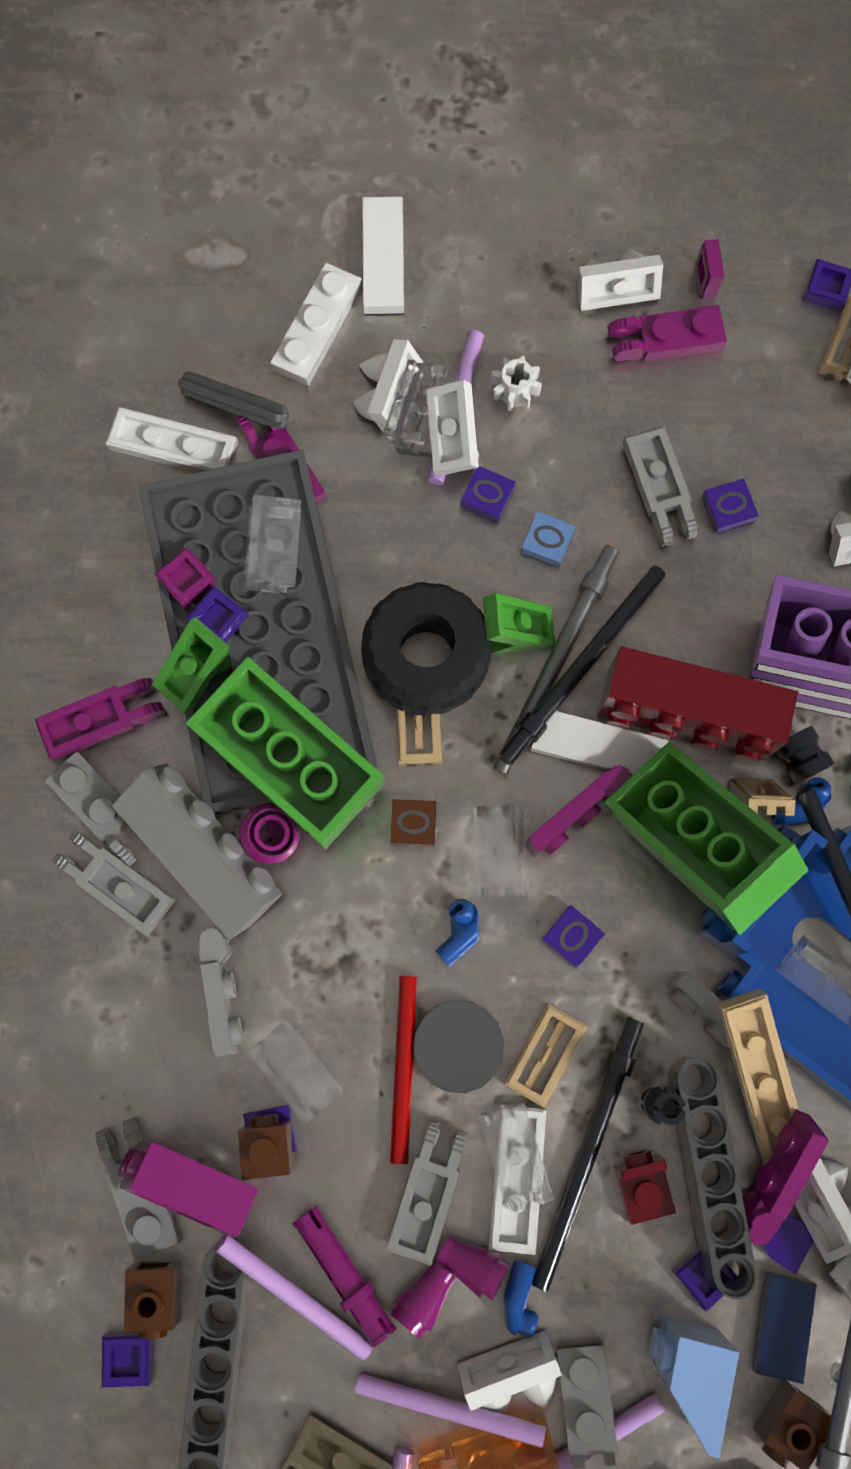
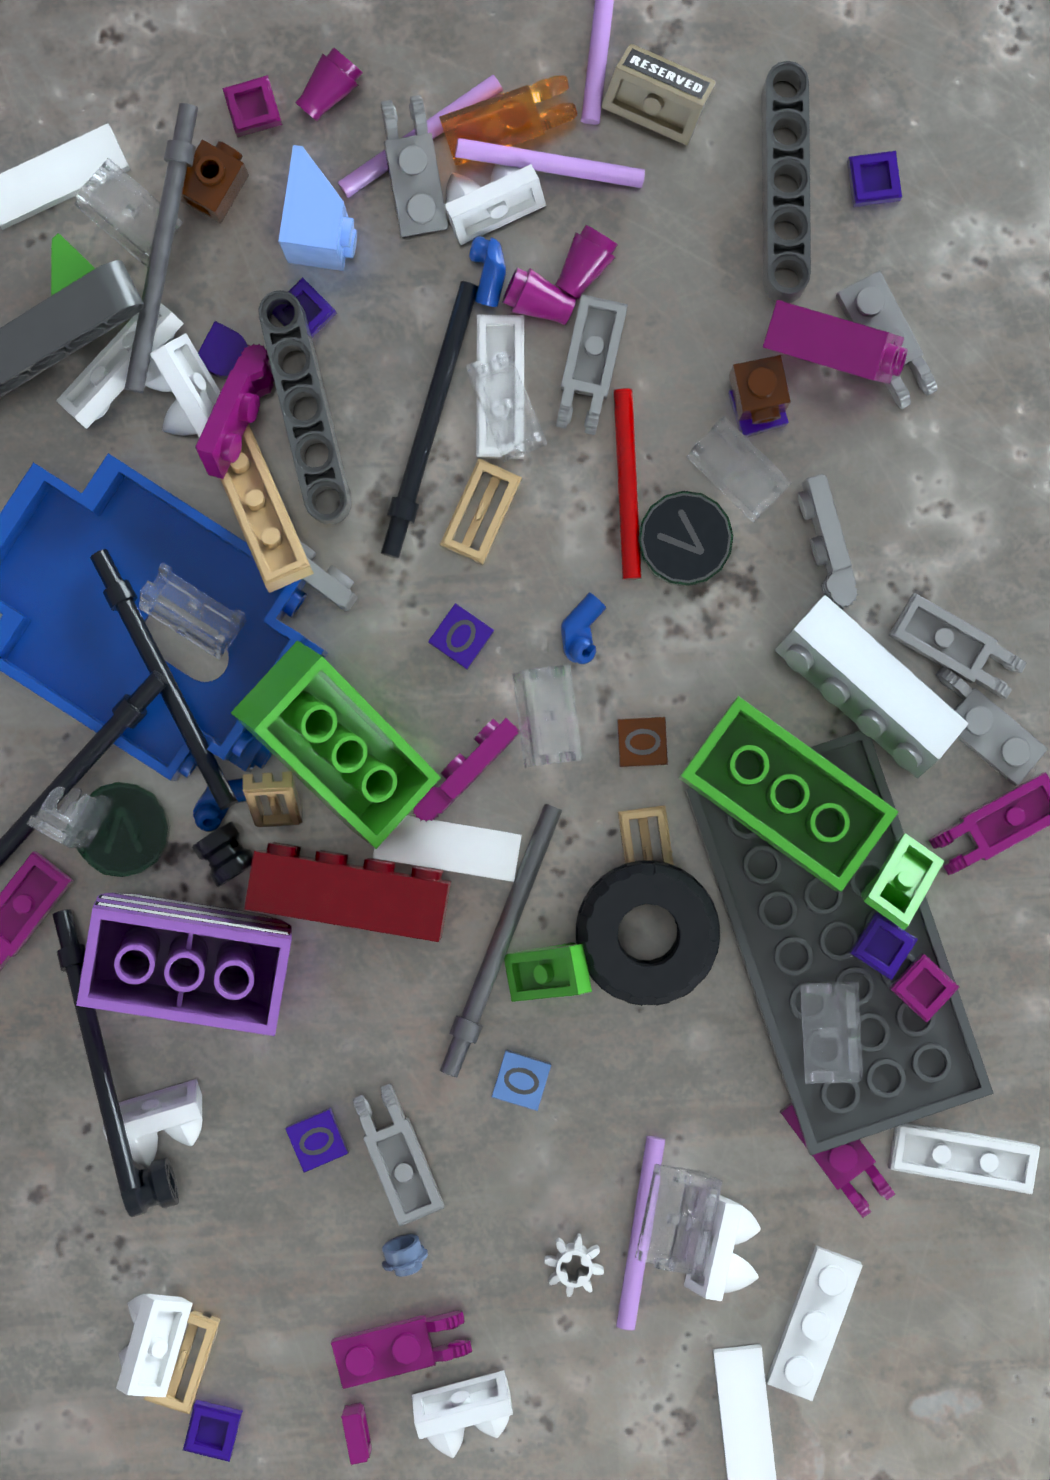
camera: 175 degrees right, 10 degrees up
(152, 1298) = (856, 238): reddish brown brick -> none
(233, 400) = (899, 1211): dark grey axle -> none
(280, 828) = (783, 703): magenta cone -> none
(293, 1296) = (715, 251): lavender bar -> none
(345, 1277) = (667, 276): magenta pin -> none
(353, 1010) = (685, 538): none -> black tile
(452, 428) = (643, 1192): white tile -> none
(458, 1046) = (572, 511): dark grey tile -> none
(487, 494) = (594, 1128): dark purple tile -> none
(533, 724) = (522, 857): black bar -> none
(644, 1187) = (370, 390): dark red bracket -> none
(660, 405) = (404, 1255): none -> sand blue plate
(670, 1113) = (351, 463): black pin -> none
(784, 1327) = (222, 270): dark blue tile -> none

